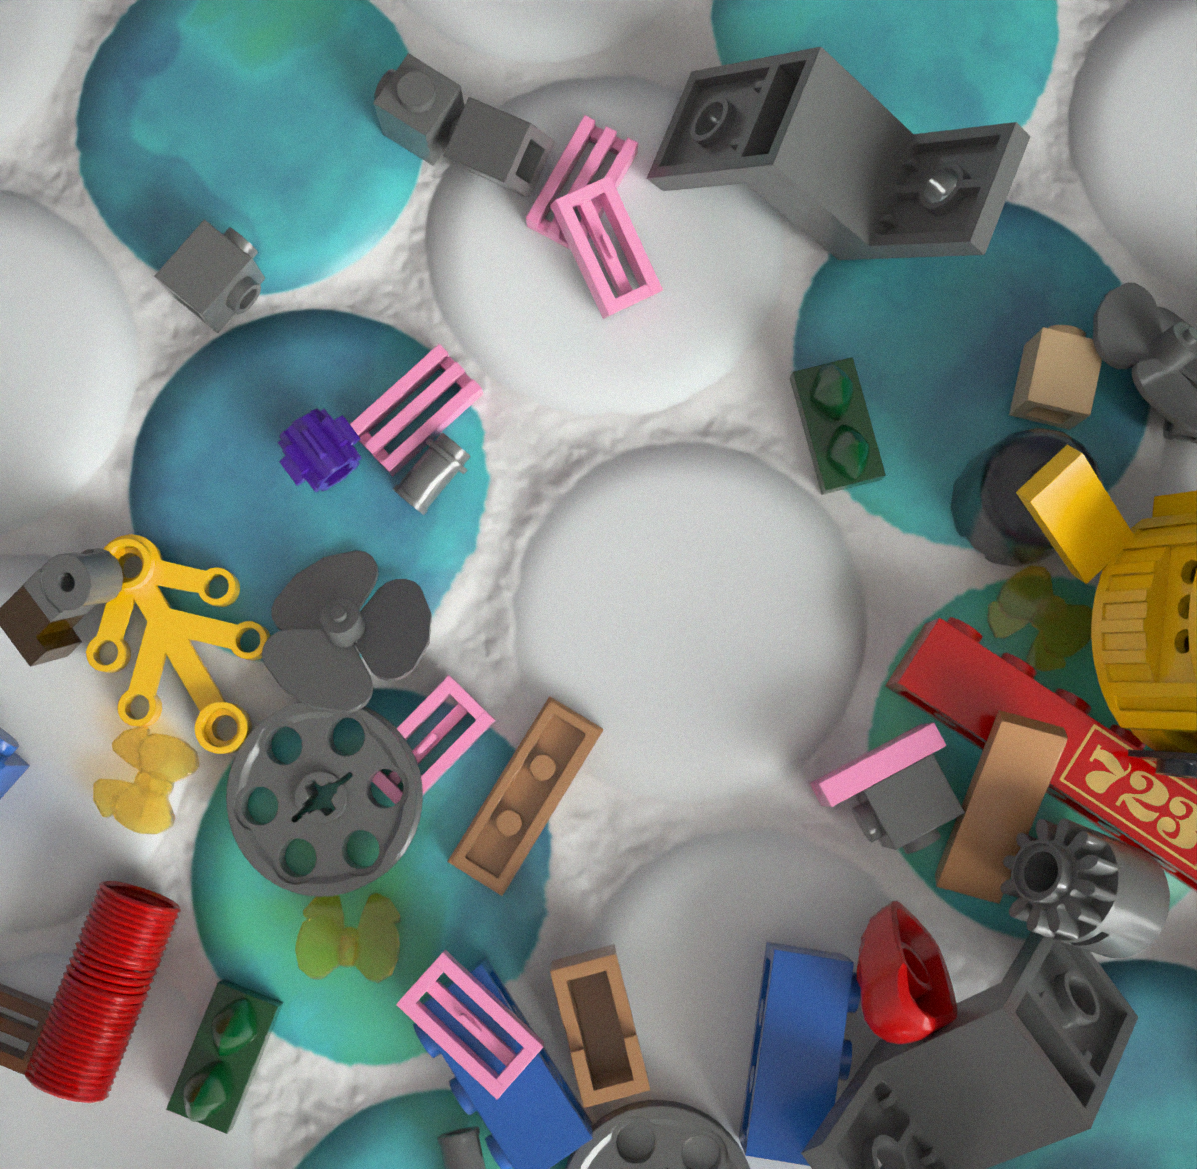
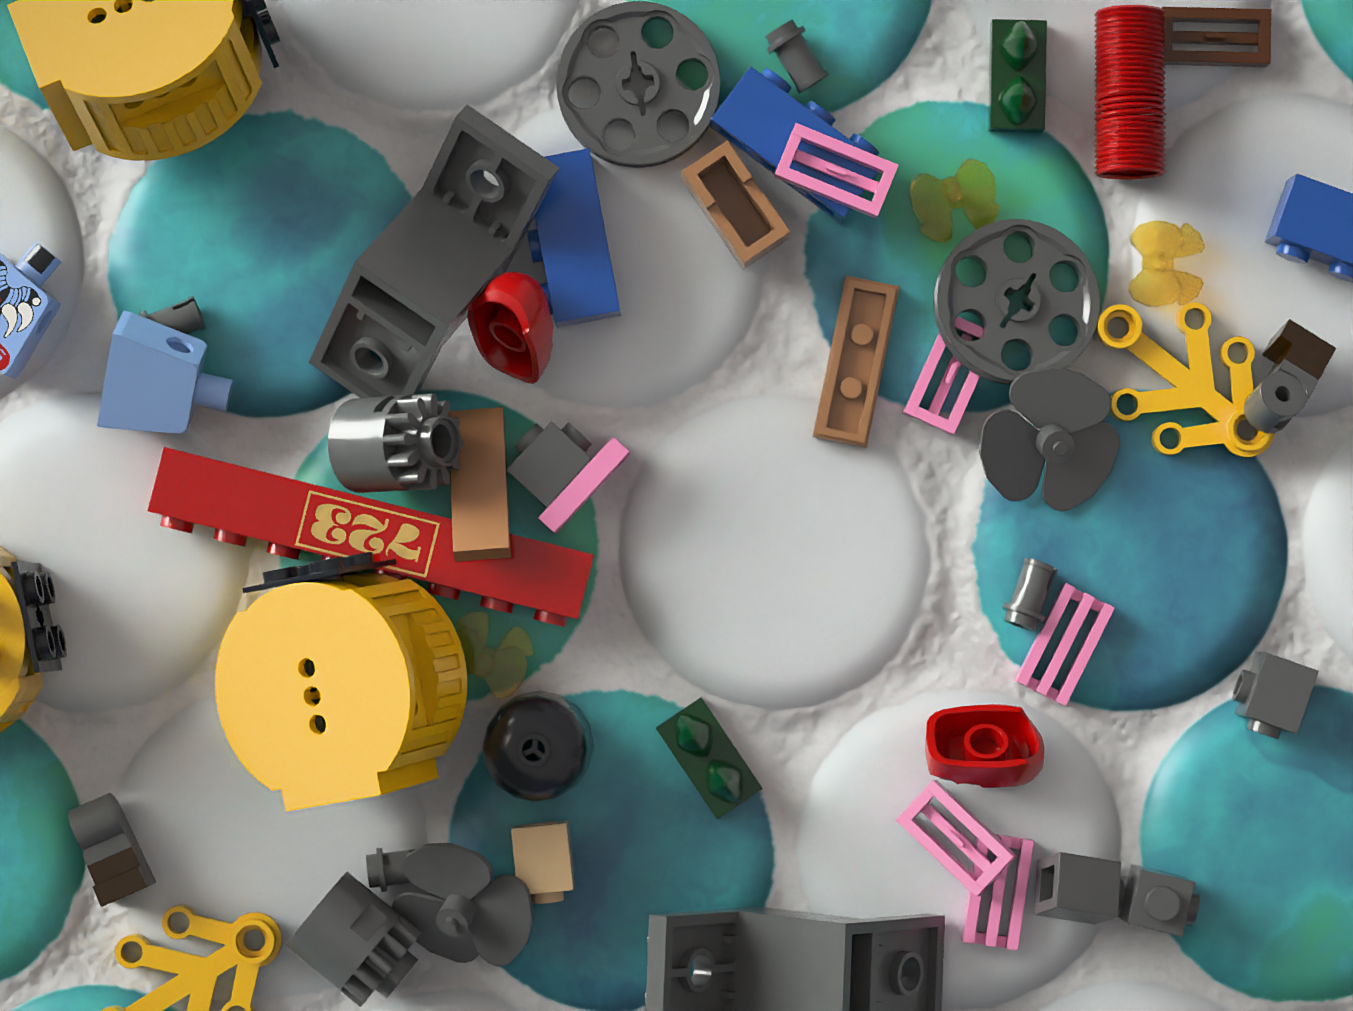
camera: 170 degrees right, 5 degrees up
(319, 450) = (1128, 578): dark purple gear -> none
(542, 329) = (984, 746): none -> red piece
(1076, 514) = (507, 727): yellow tile -> none

